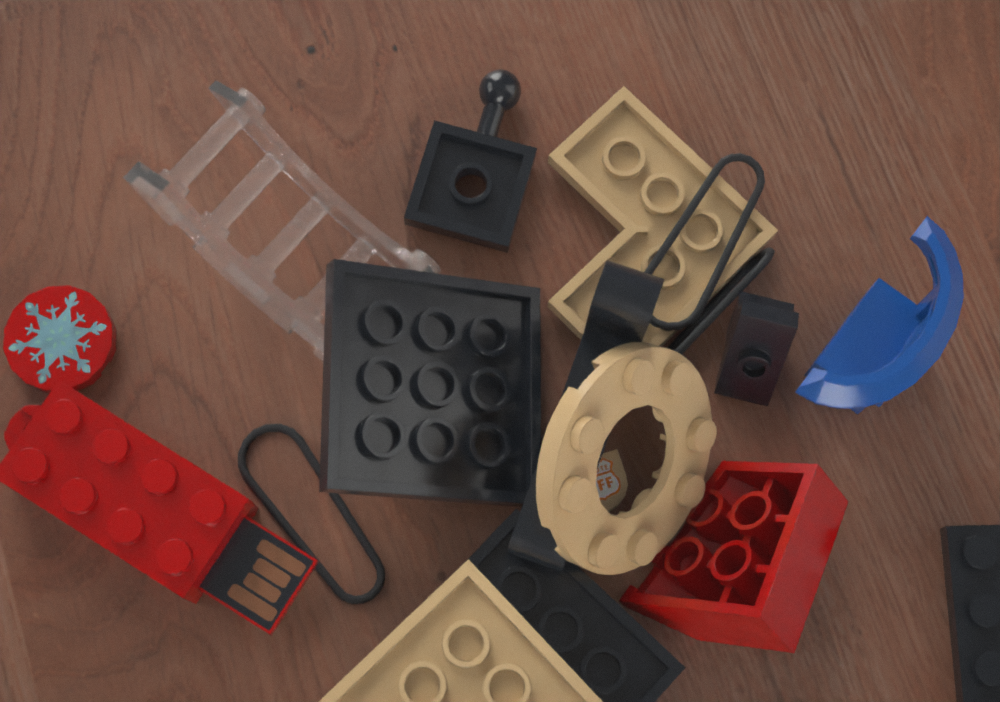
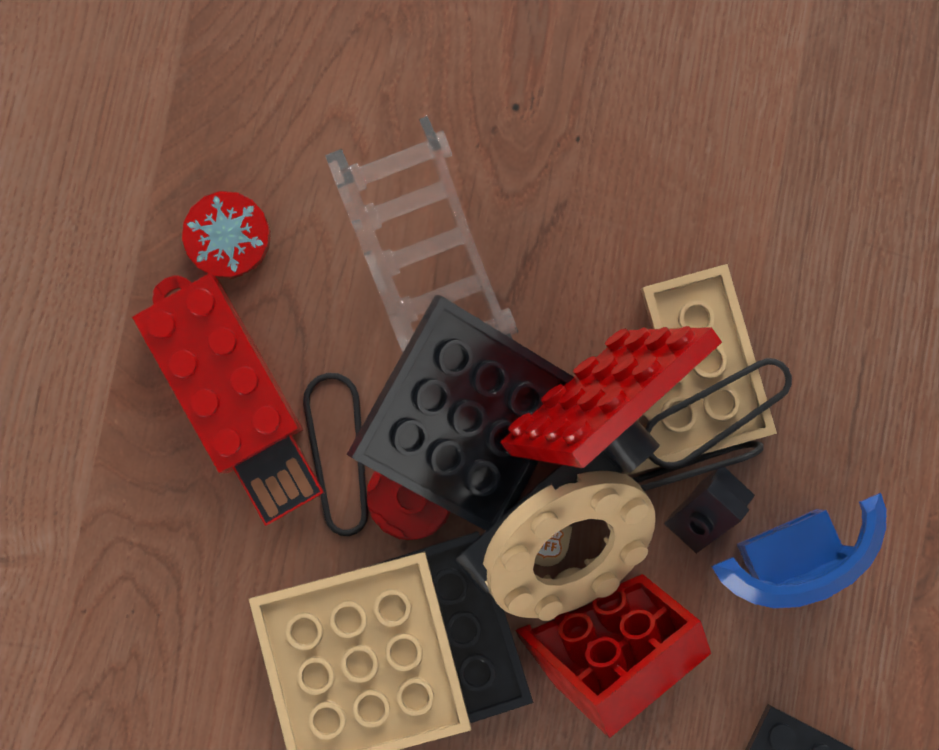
camera: 30 degrees right, 10 degrees up
(416, 531) = (402, 511): none -> red tile
(463, 152) = (581, 249): black plate -> none
(576, 263) = (608, 394): none -> red plate

